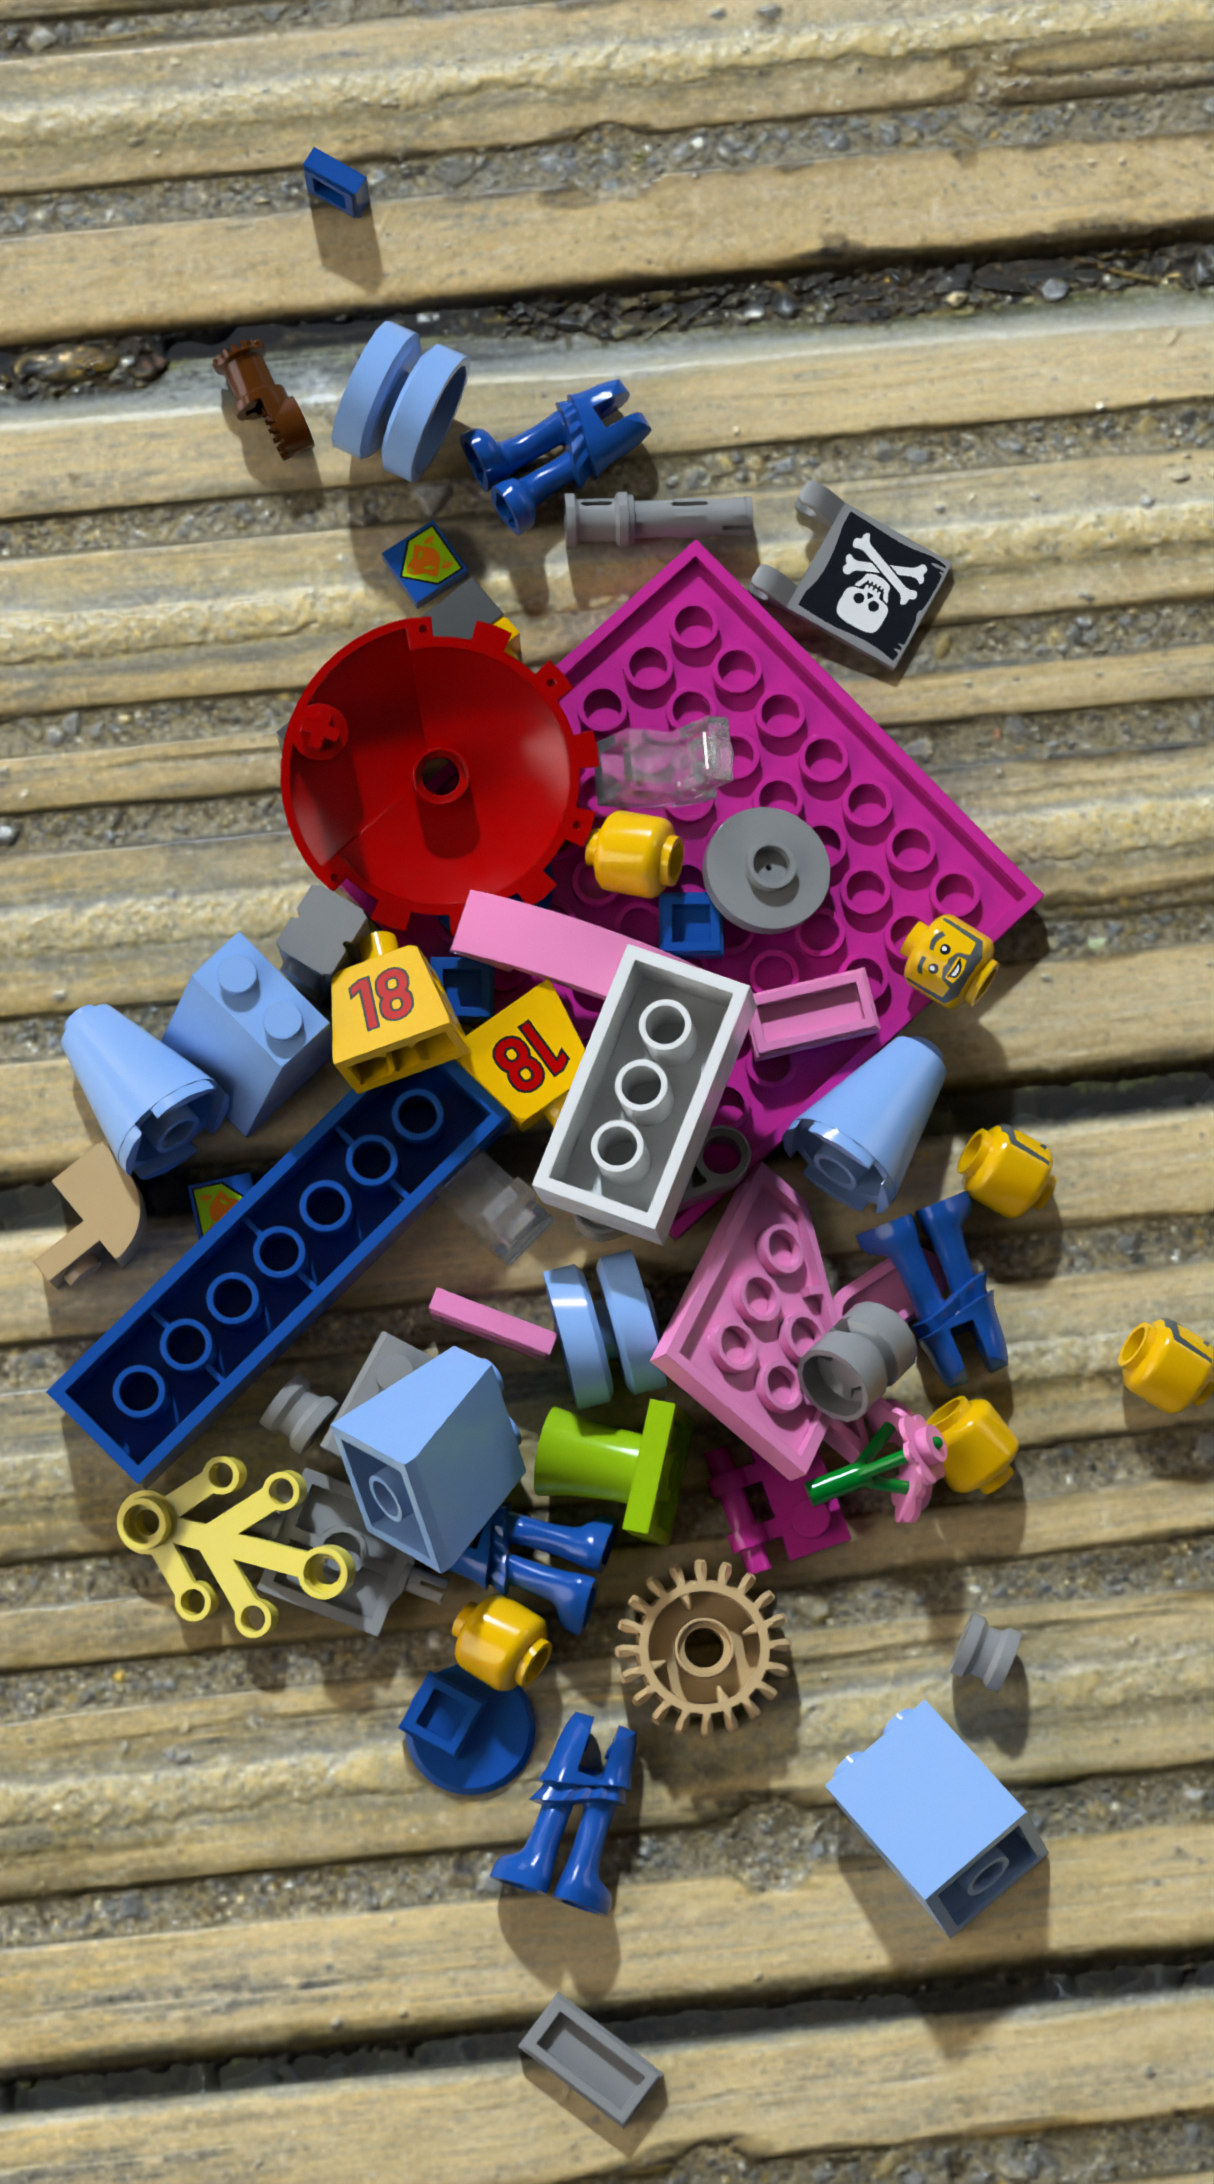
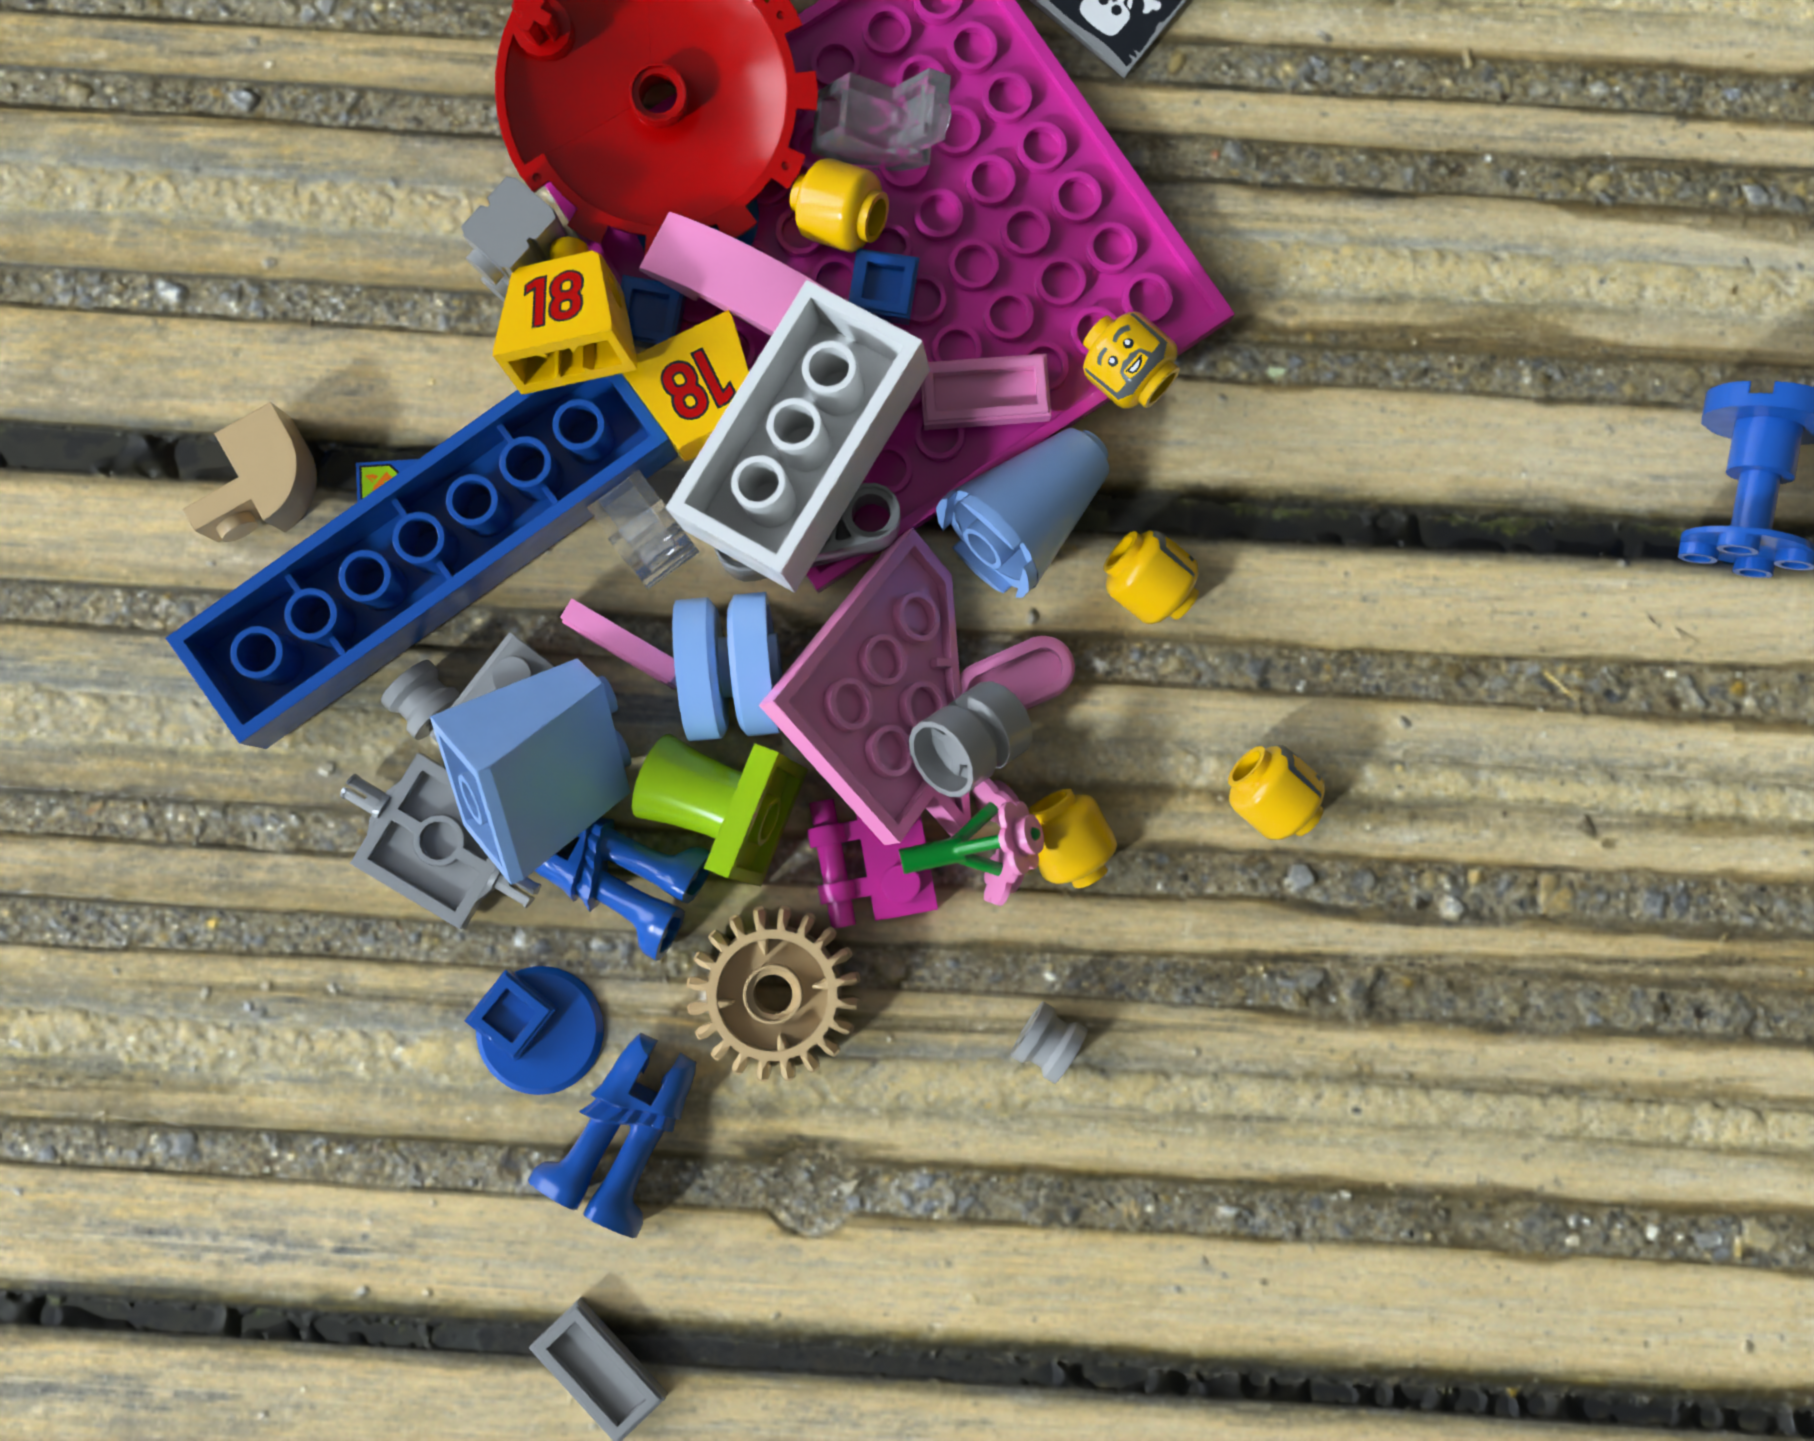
camera: 10 degrees right, 5 degrees up
(140, 1090) = (321, 364): light blue cone -> none
(225, 1544) = (327, 816): light yellow plant -> none
(249, 1032) = (425, 318): light blue slope -> none
(501, 1642) = (578, 954): yellow head -> none
(762, 898) = (959, 270): light grey piece -> none
(937, 1817) = (970, 1196): light blue slope -> none
(968, 1306) = (1092, 699): blue piece -> none

